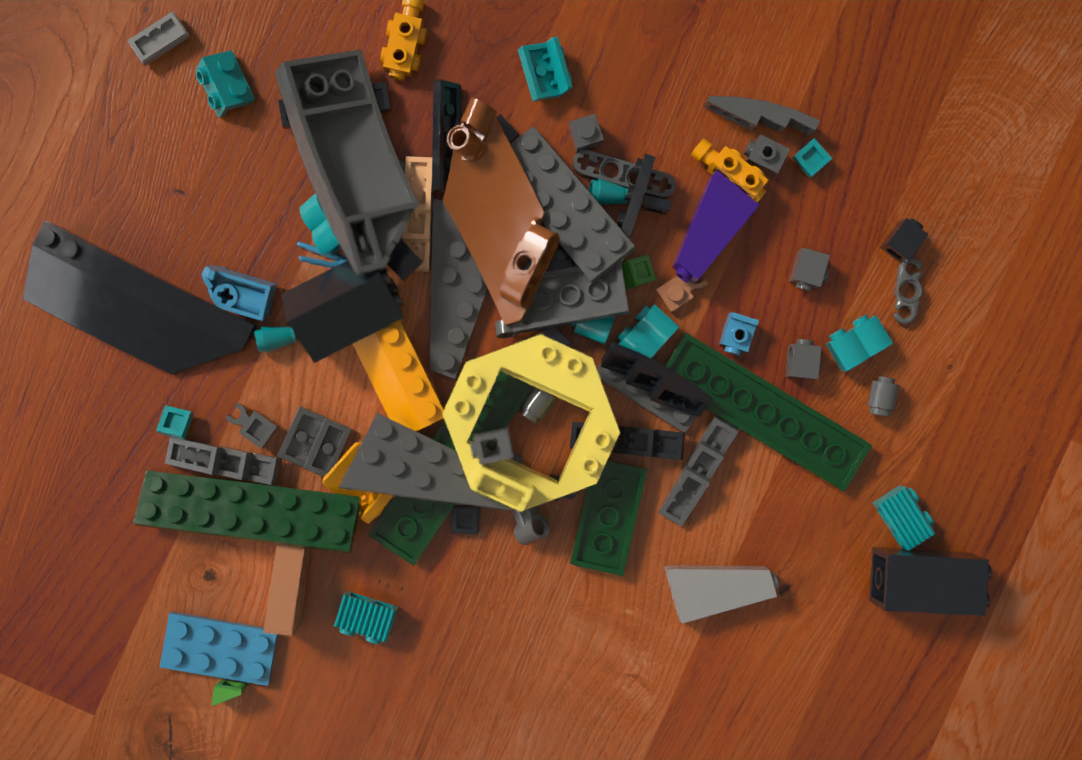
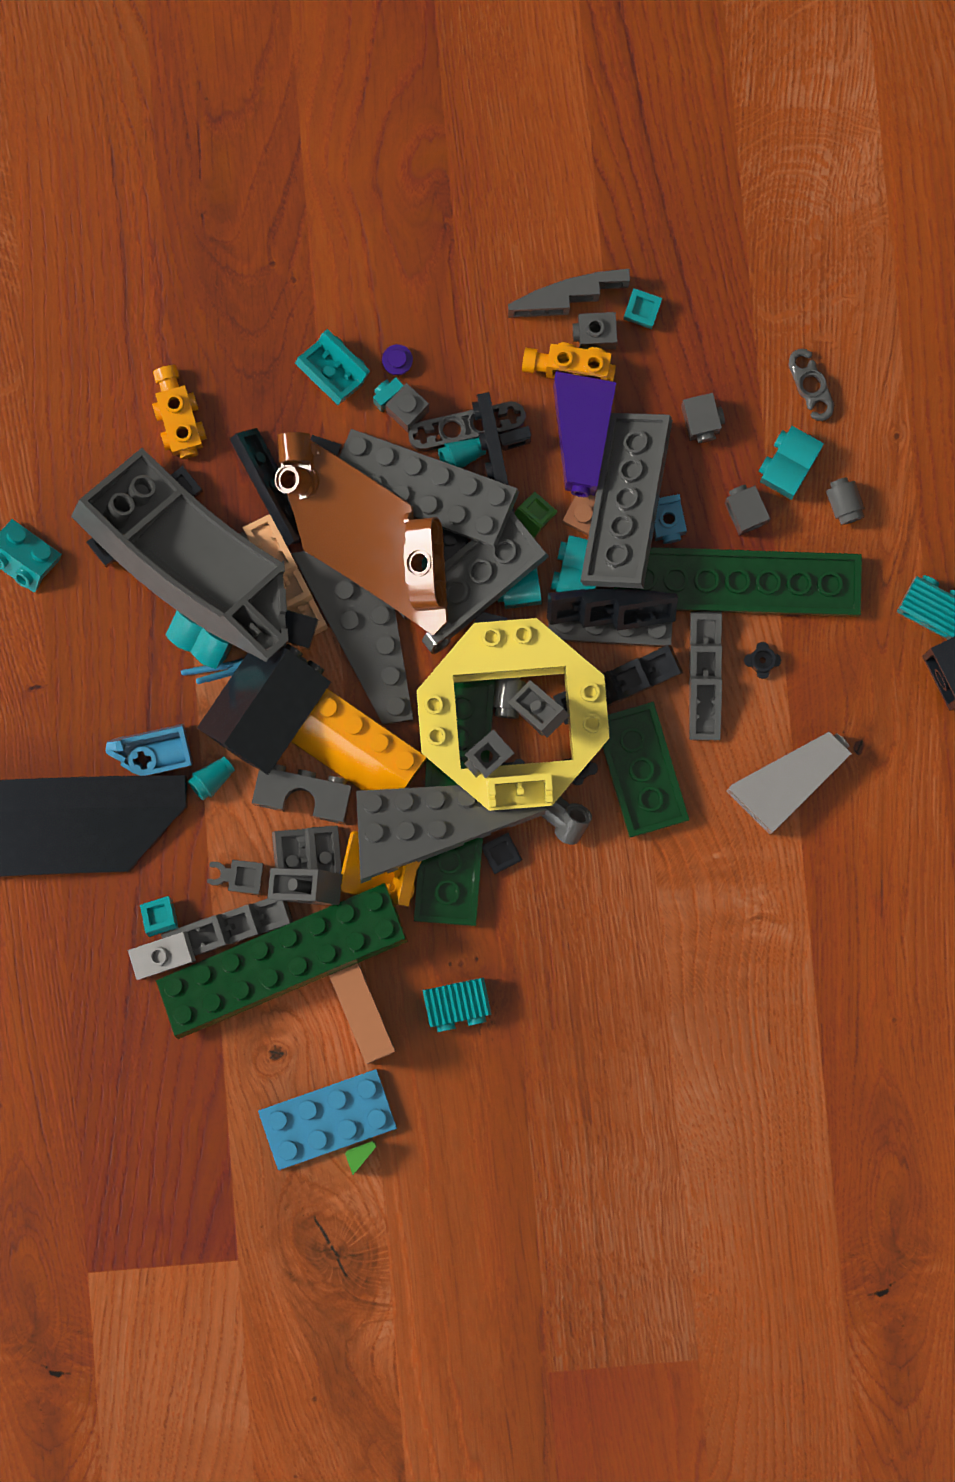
camera: 30 degrees left, 5 degrees down
(160, 454) = (161, 955): none -> light grey plate
(296, 465) = (305, 886): none -> dark grey slope
(356, 403) = (330, 796): none -> dark grey arch
(552, 433) = (538, 709): none -> dark grey slope
(575, 112) = (385, 392): none -> teal plate
(599, 92) = (397, 359): none -> dark purple plate
(714, 303) = (626, 500): none -> dark grey plate
(756, 486) = (762, 651): none -> black plate
(904, 239) = (778, 337): black brick -> none

